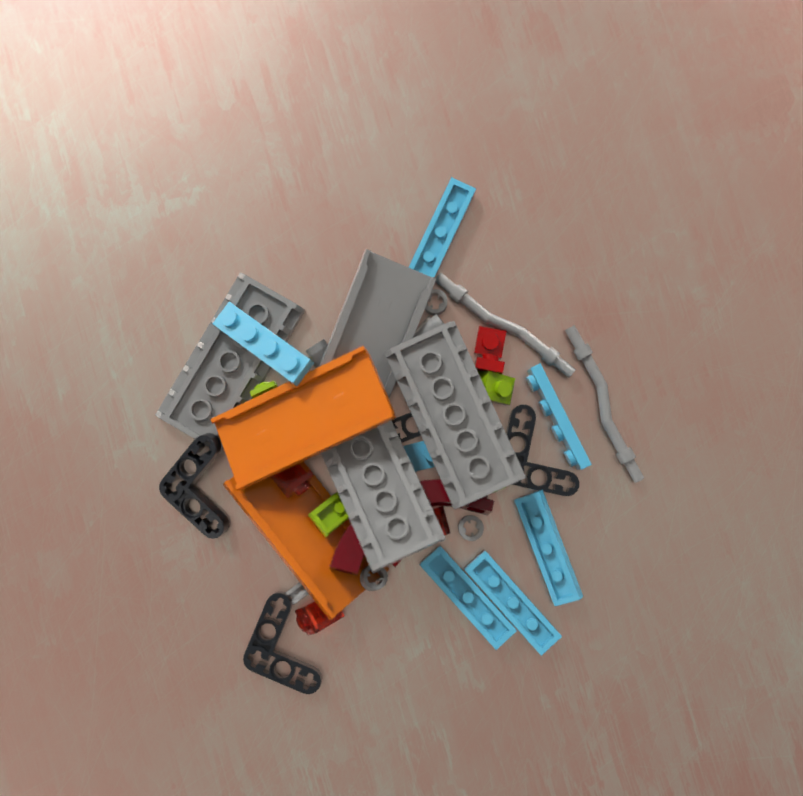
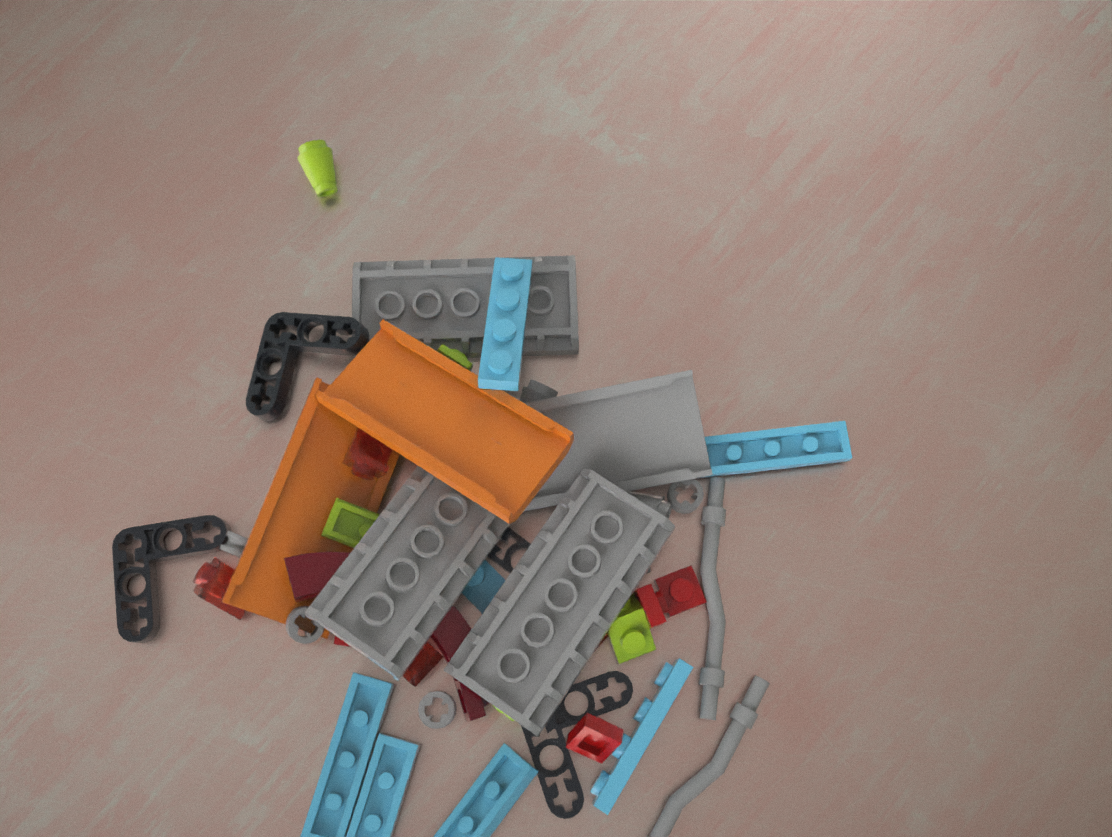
camera: 55 degrees right, 10 degrees down
(71, 399) = (318, 166): none -> lime cone
(544, 445) = (594, 738): none -> red plate

